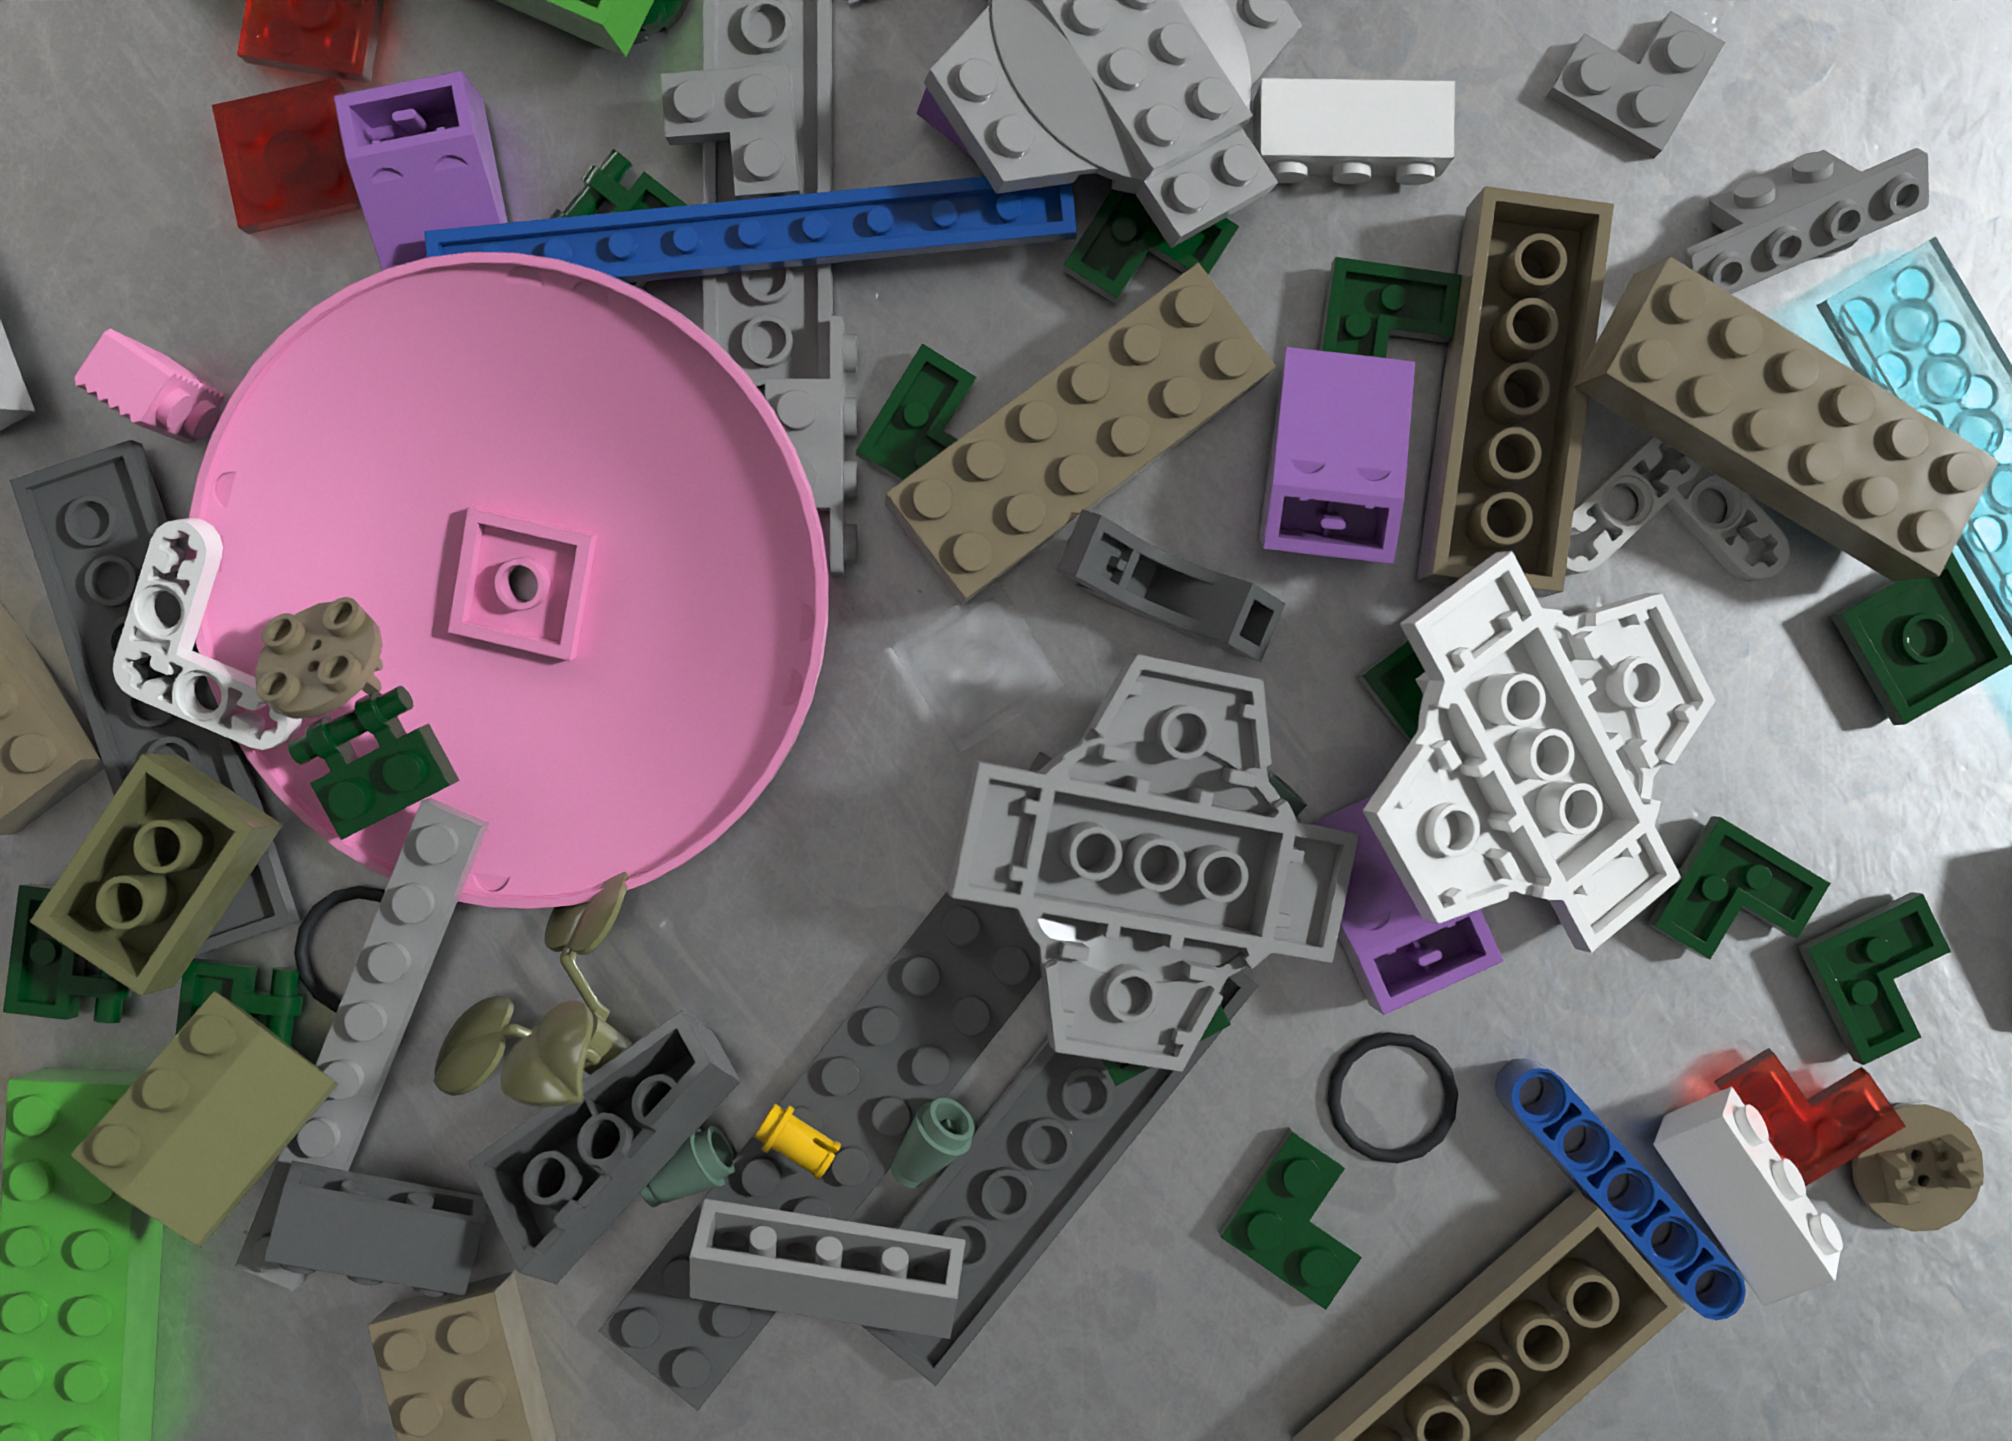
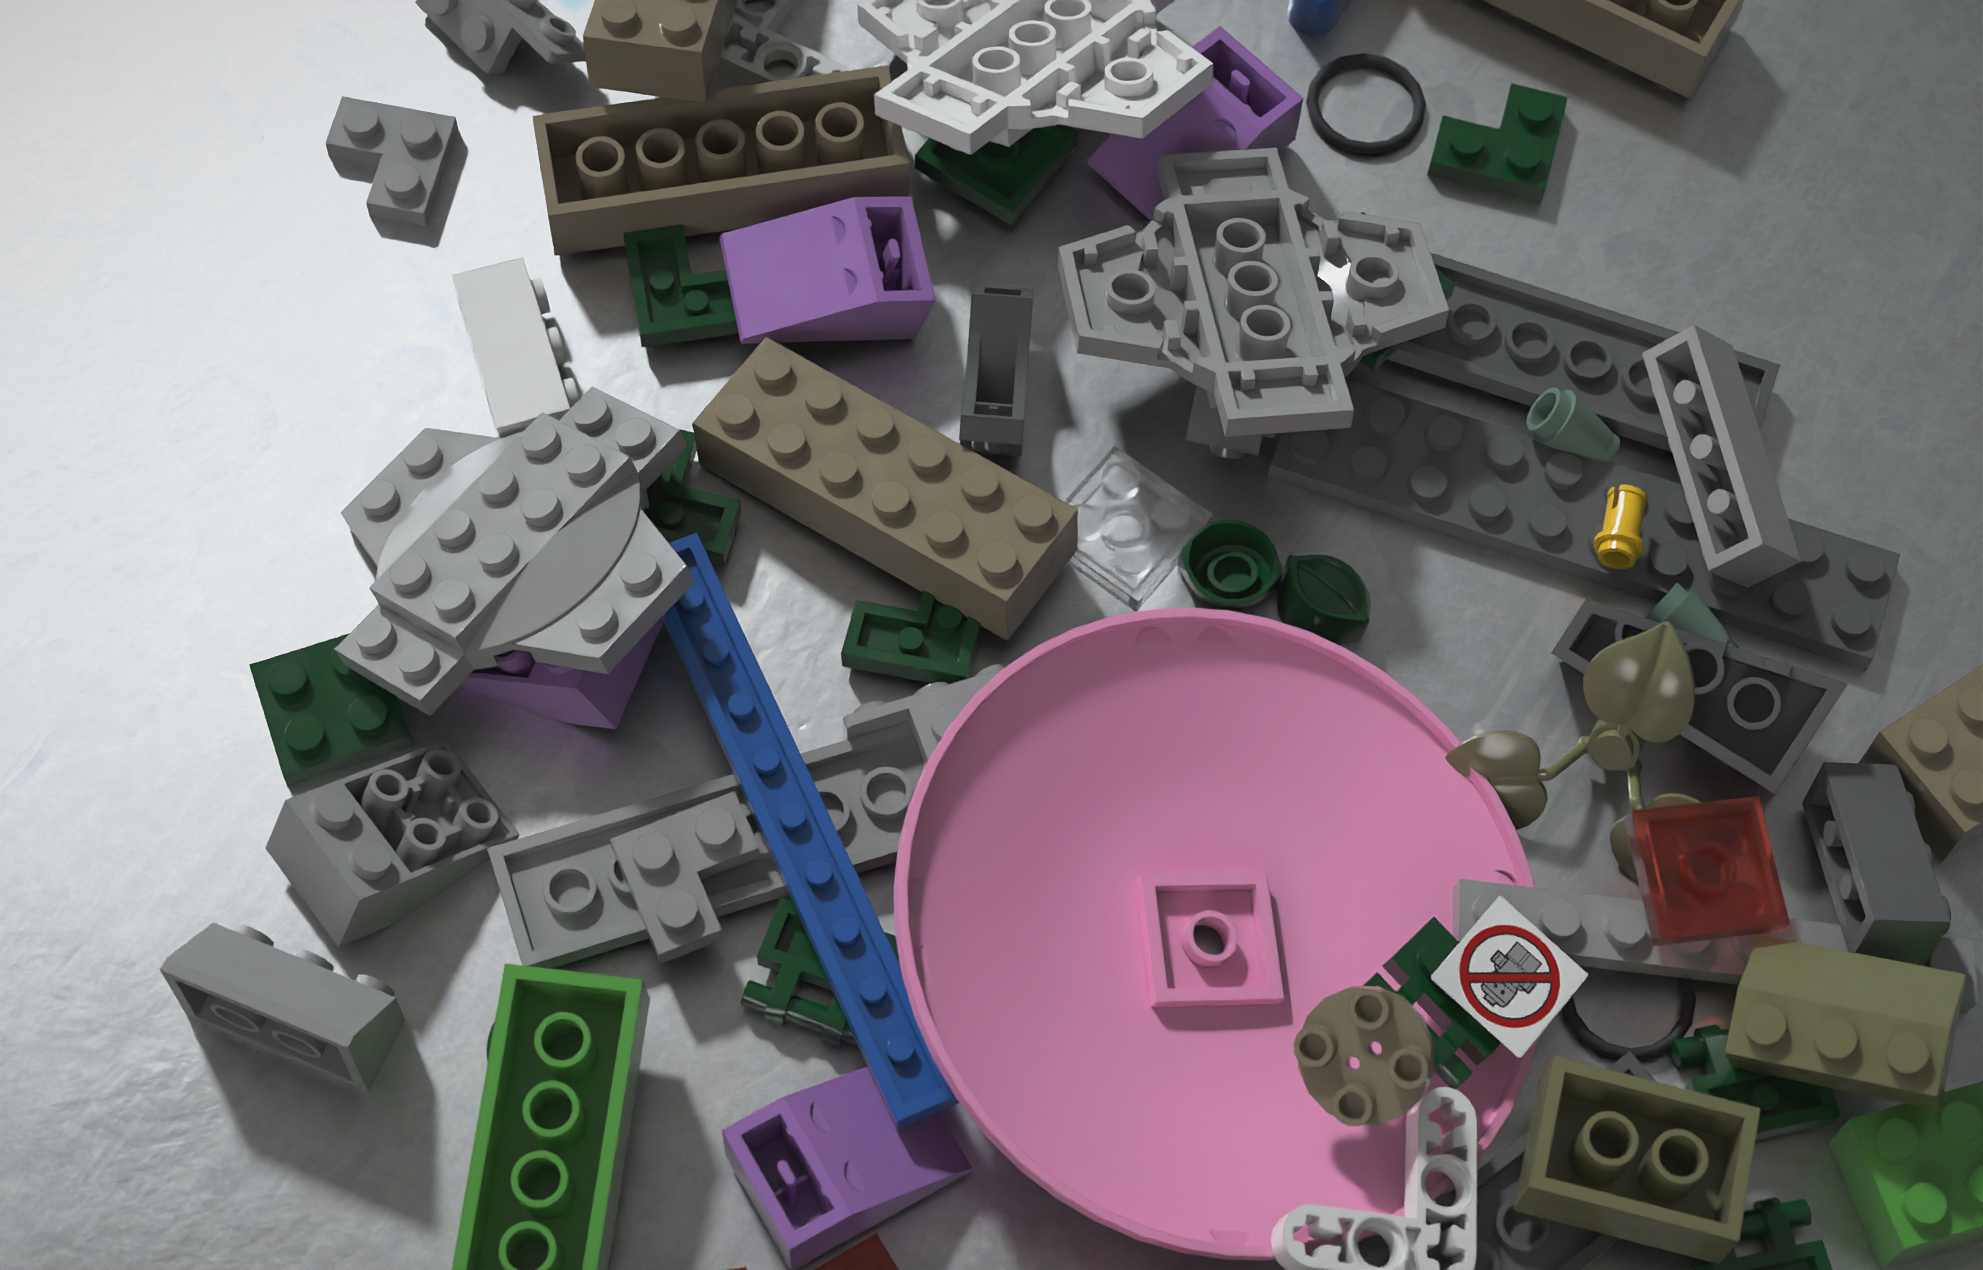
camera: 115 degrees left, 25 degrees down
(367, 830) = (1509, 976): none -> sticker
(399, 1056) = (1706, 871): none -> clear red plate
(840, 830) = (1324, 598): none -> dark green hat
(894, 747) = (1231, 564): none -> dark green hat

